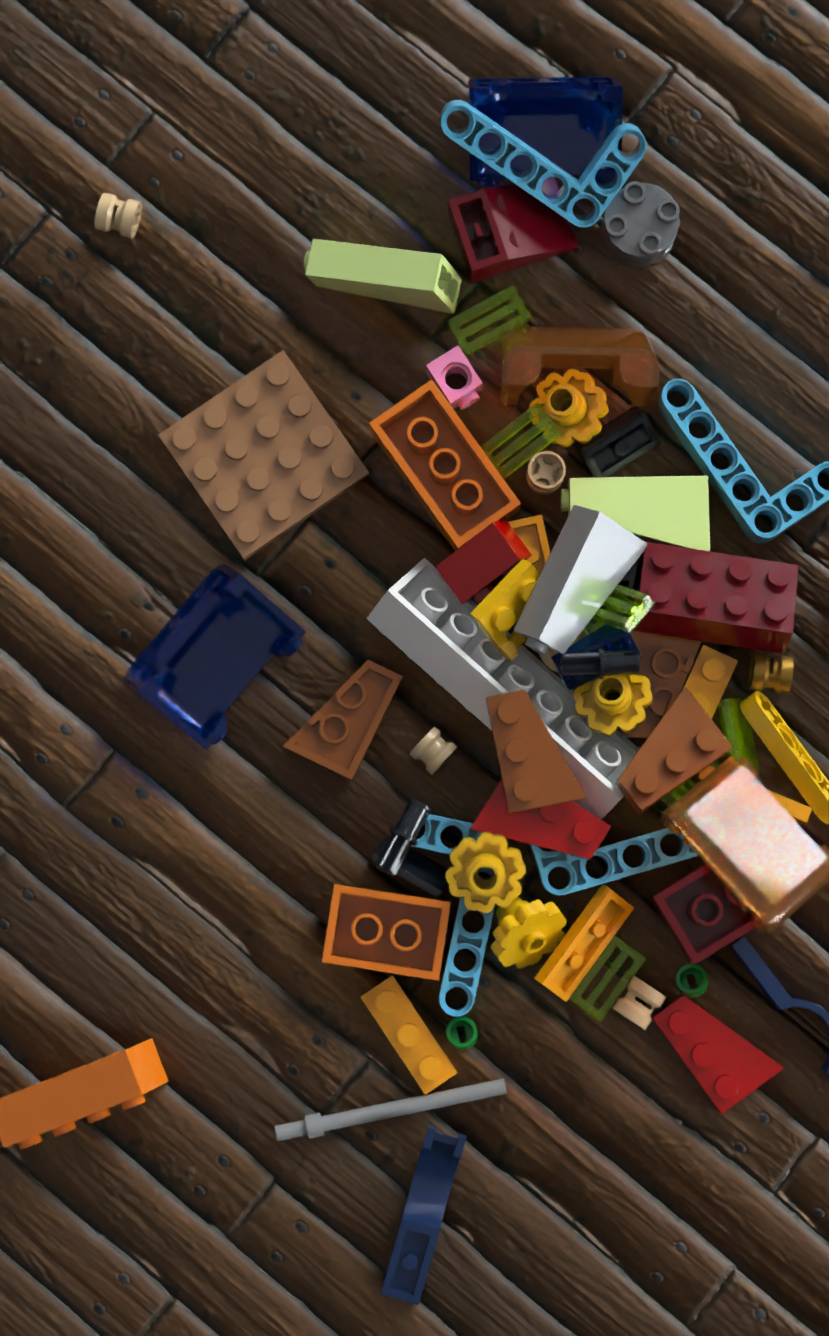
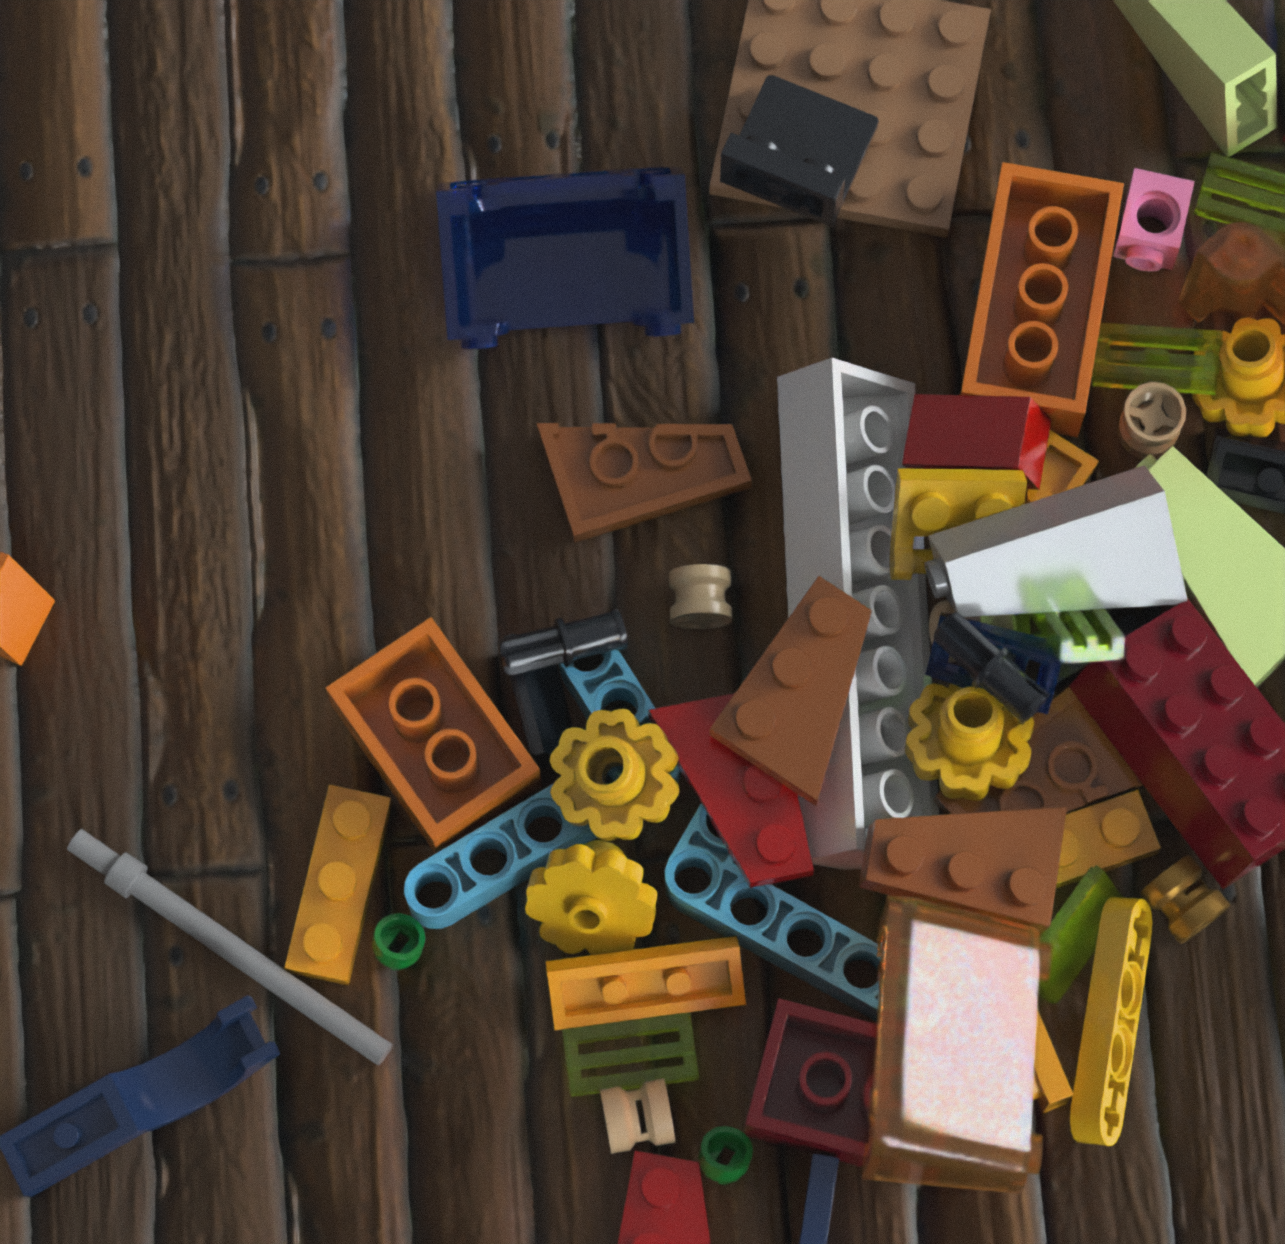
camera: 45 degrees right, 10 degrees down
(270, 504) = (798, 150): none -> black bracket

